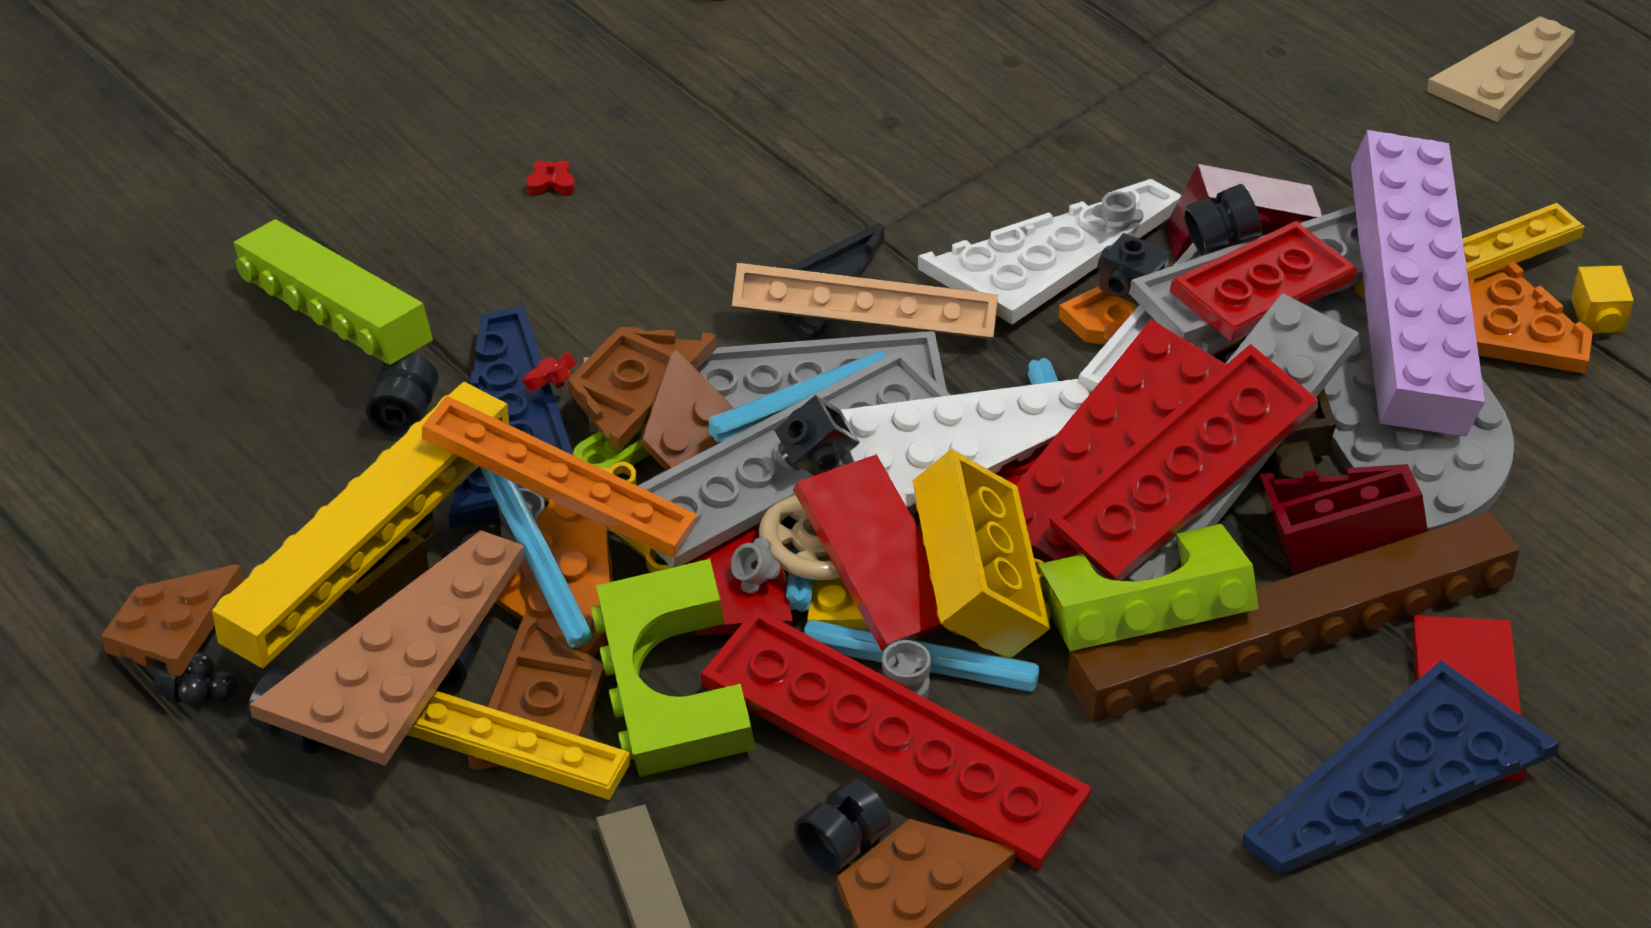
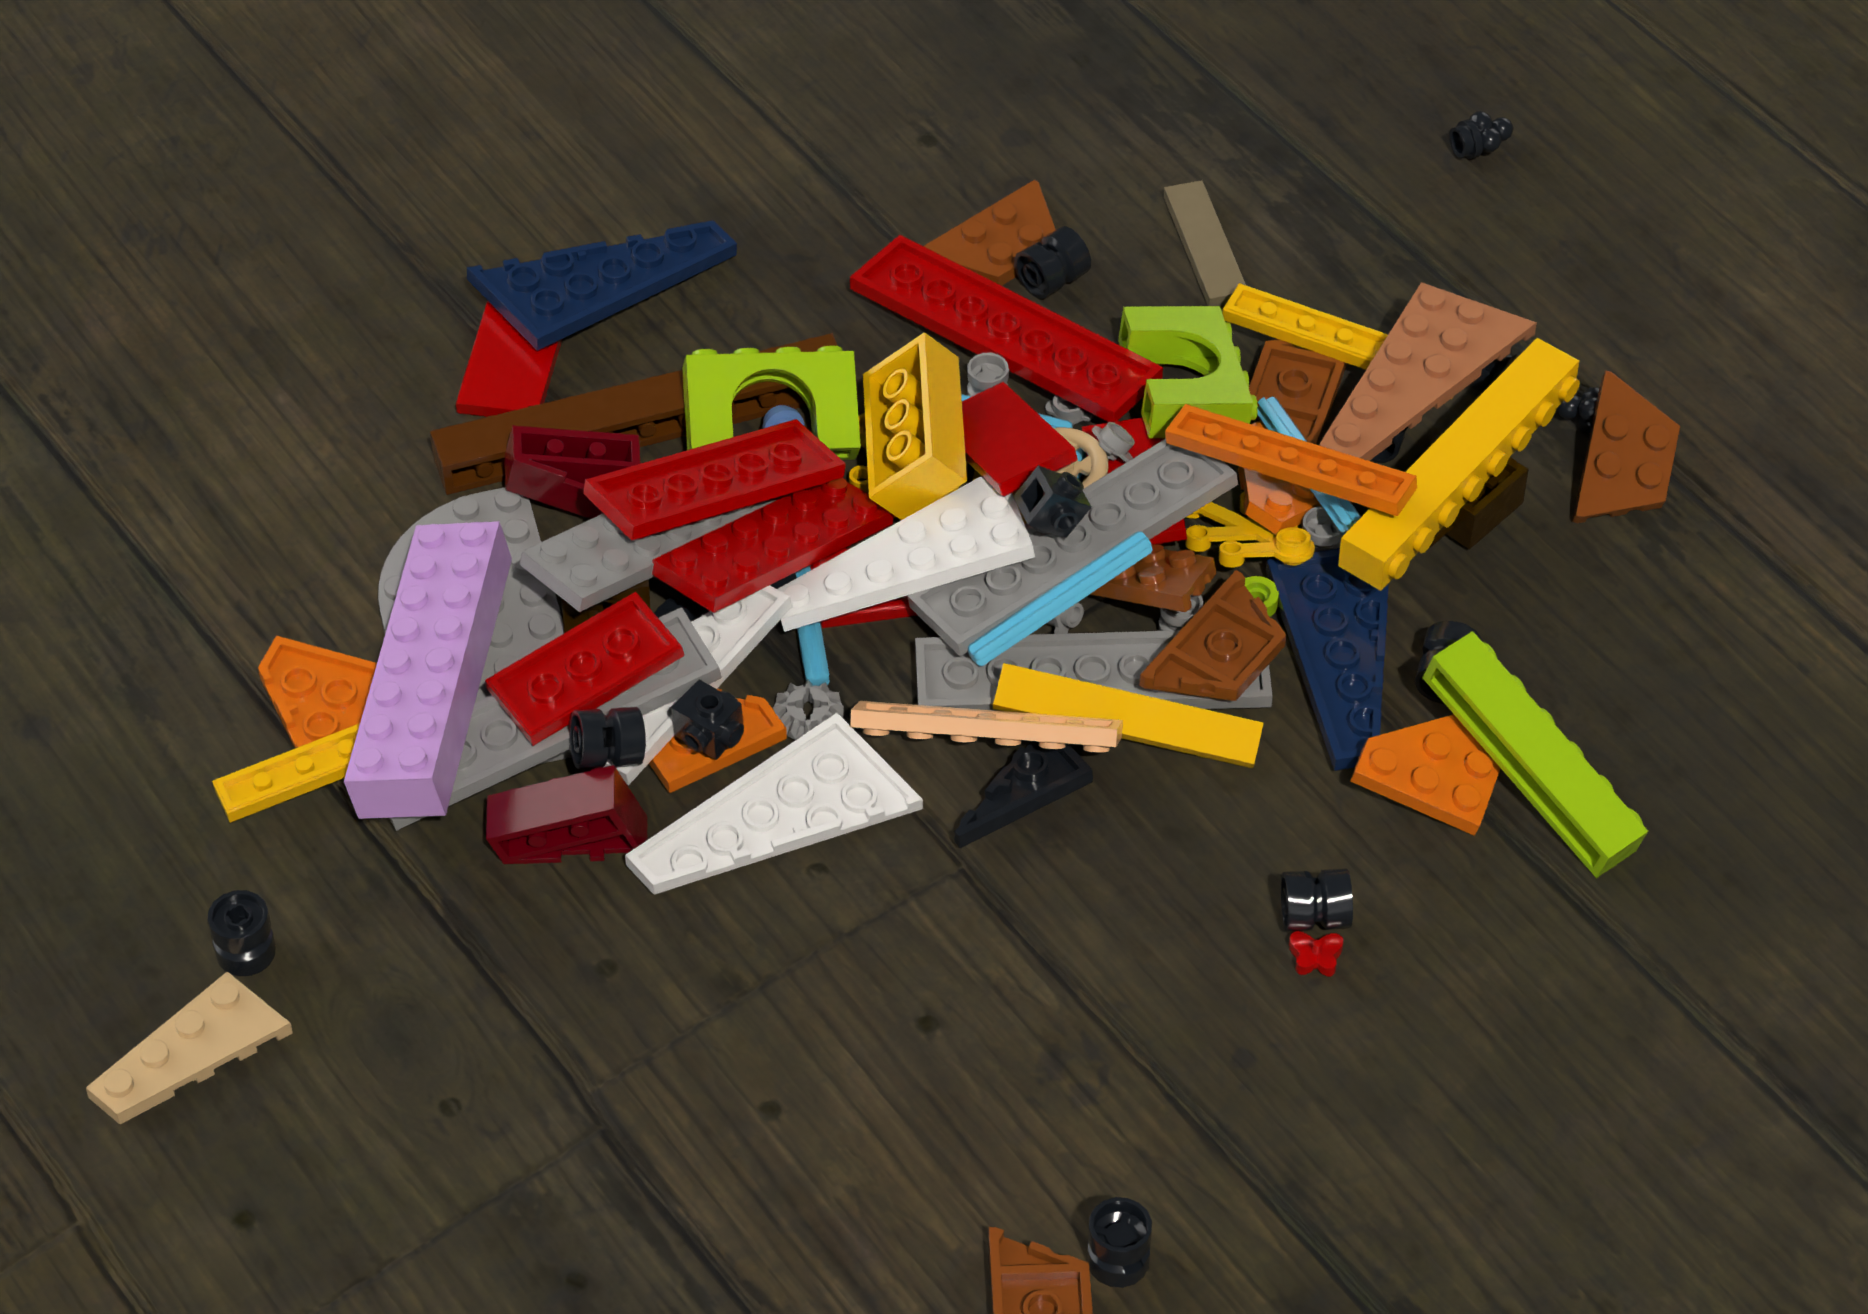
camera: 175 degrees left, 5 degrees up
(447, 299) = (1431, 770): none -> orange plate
(534, 195) = (1316, 900): none -> black wheel
(549, 372) = (1302, 657): red piece -> none
(741, 329) = (1143, 717): none -> yellow tile
(1027, 346) = (791, 703): none -> light grey gear
(1118, 210) = (699, 806): light grey plate -> none
(1498, 120) = (241, 933): none -> black wheel
(1602, 299) = (229, 709): yellow brick -> none

